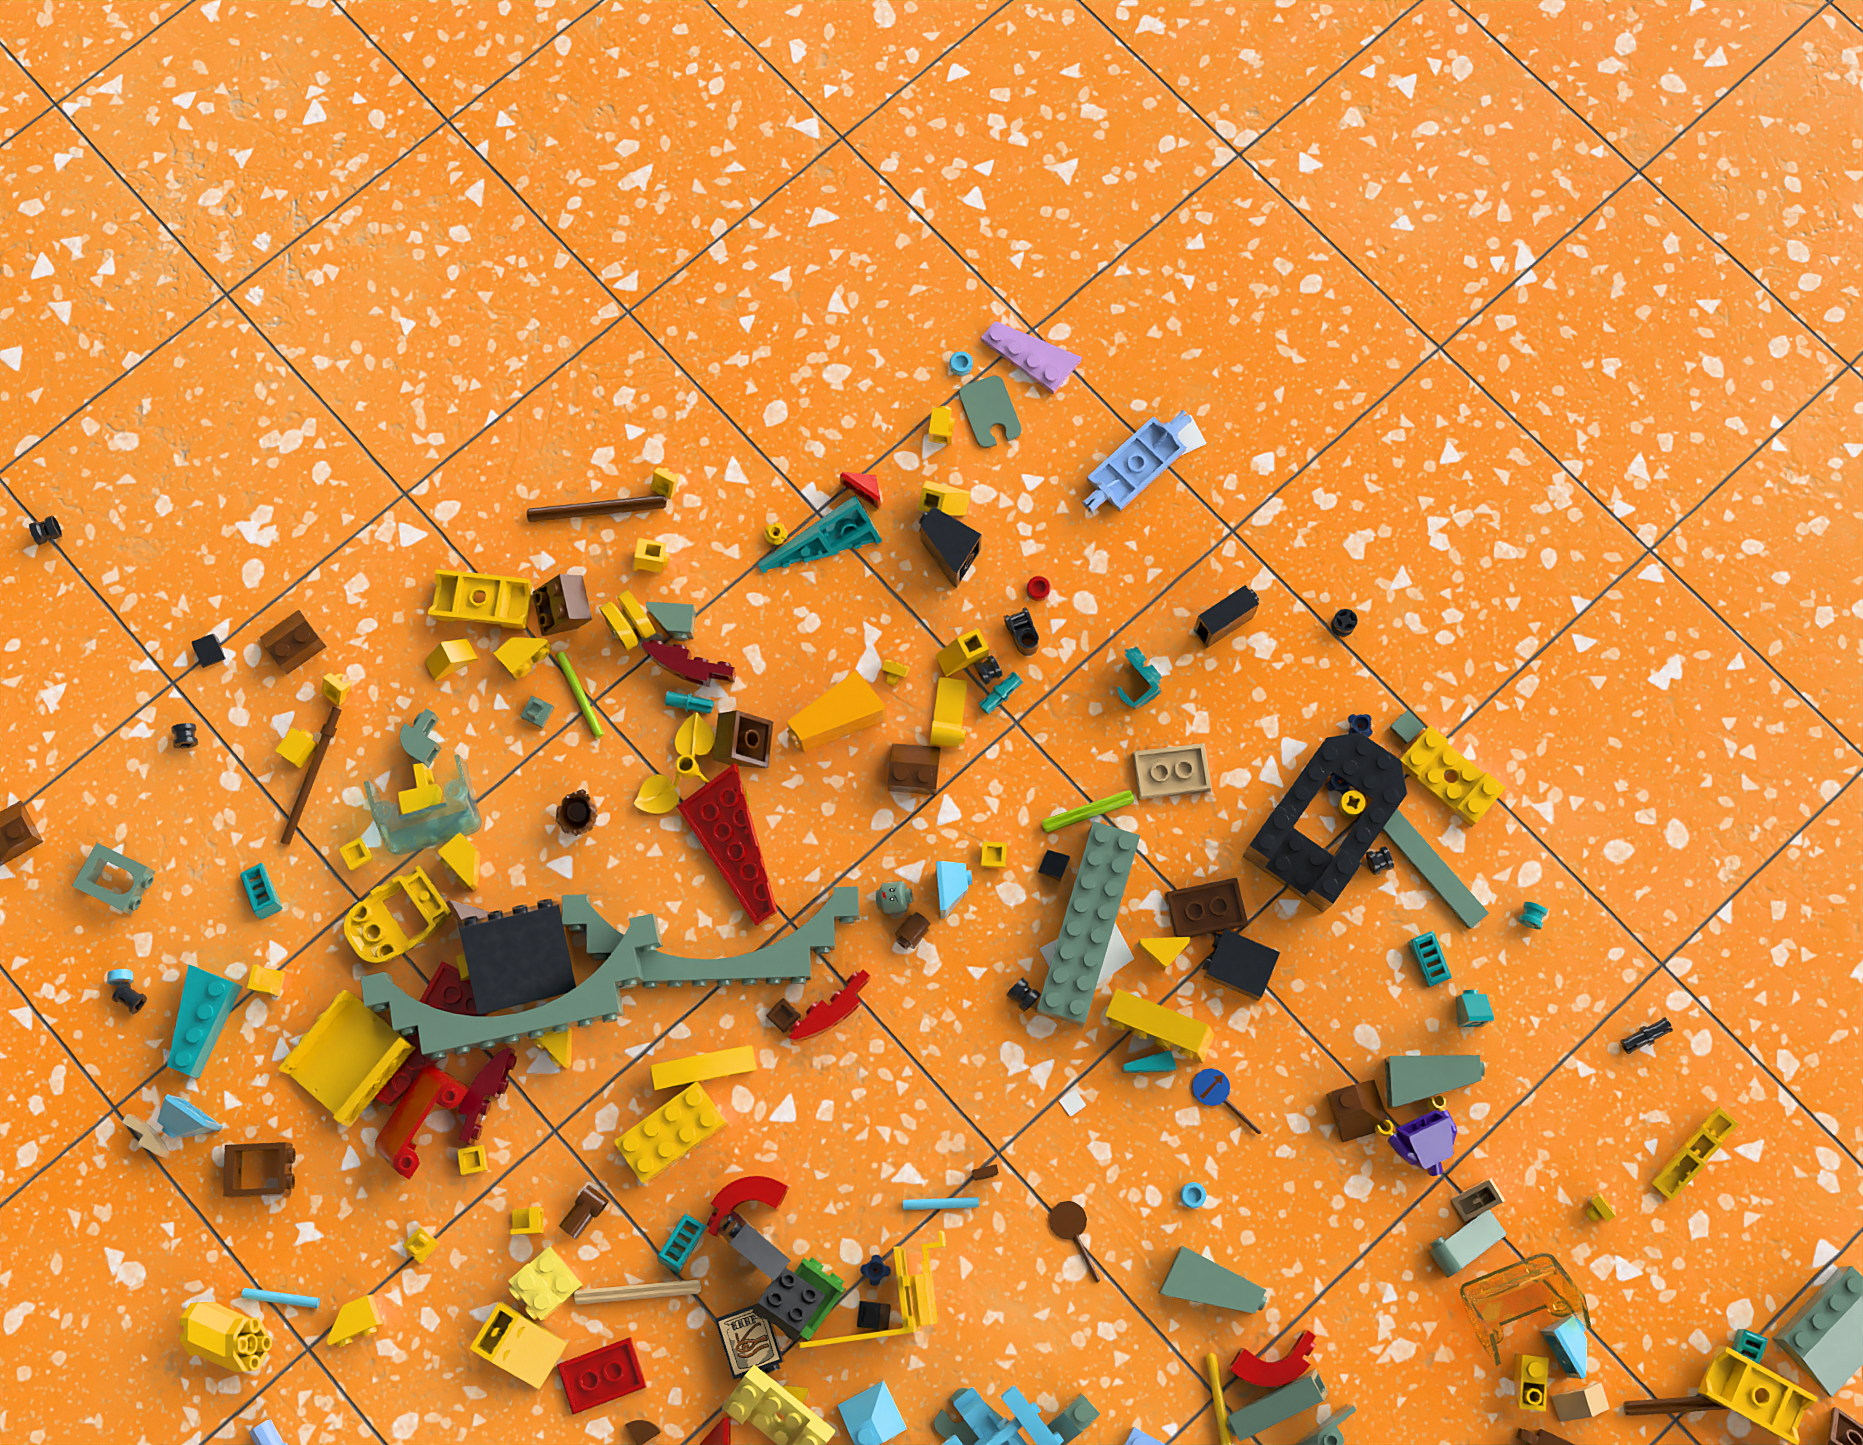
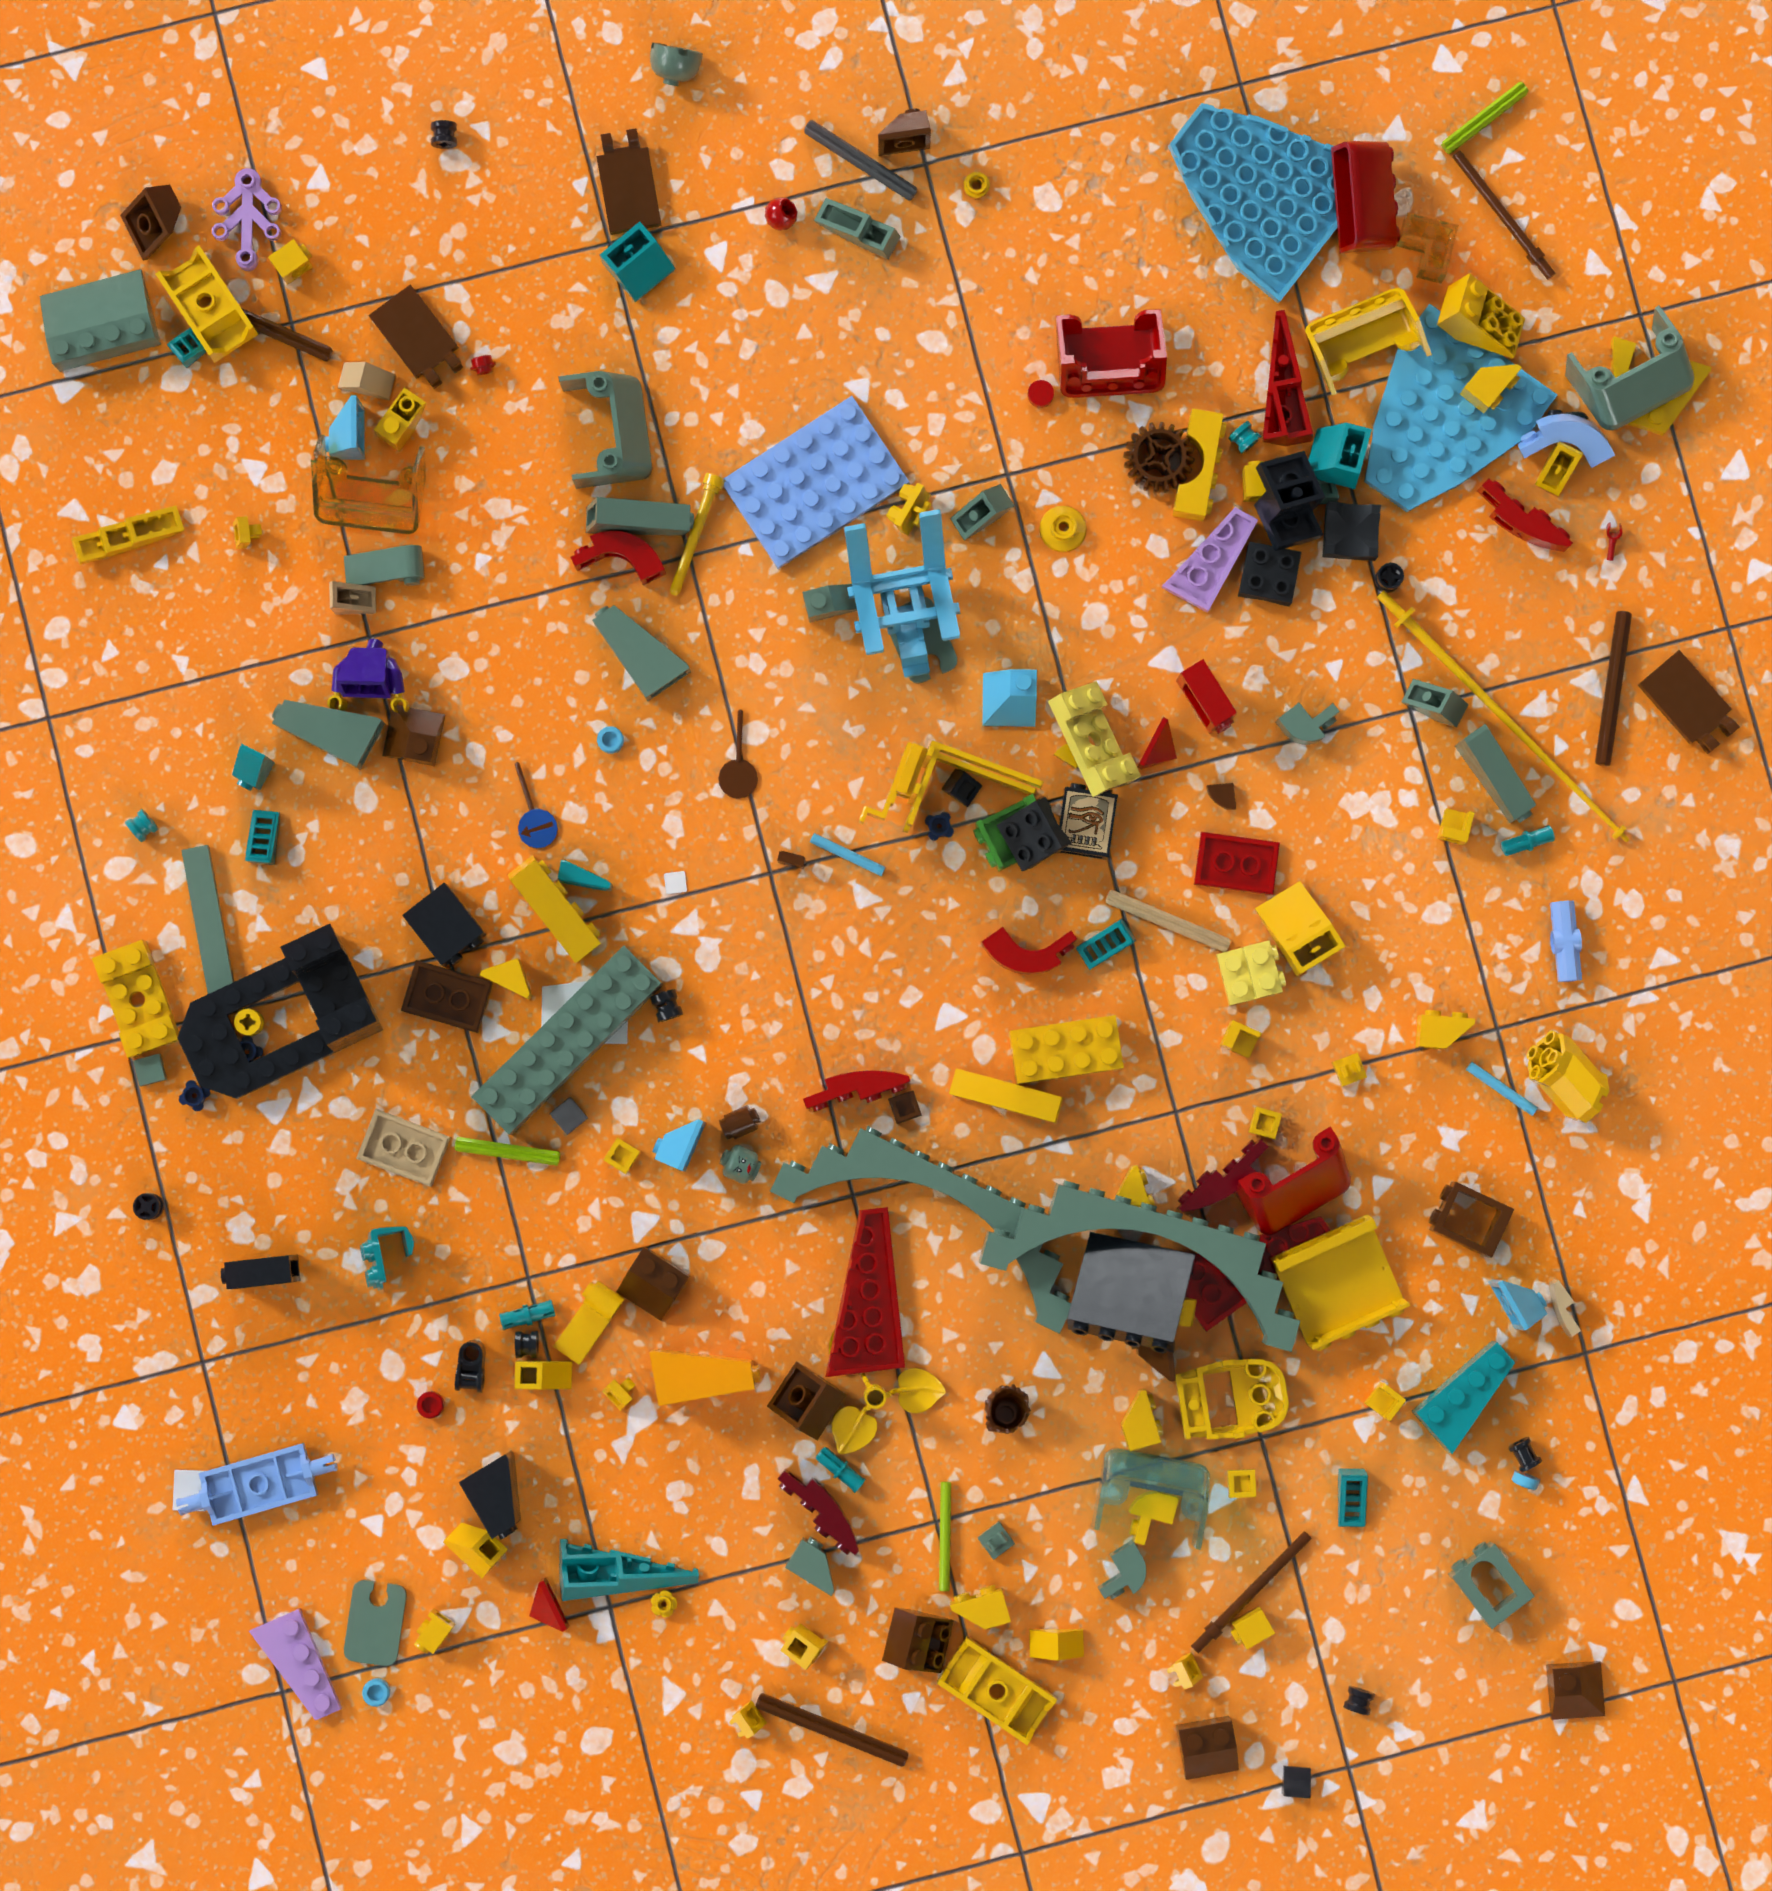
camera: 155 degrees left, 10 degrees up
(587, 1206) = (1179, 1021): reddish brown piece -> none
(625, 621) = (859, 1585): yellow wheel -> none
(753, 1245) = (1040, 903): brick -> none
(1379, 860) = (255, 953): black wheel -> none
(1646, 1035) = (105, 660): black pin -> none

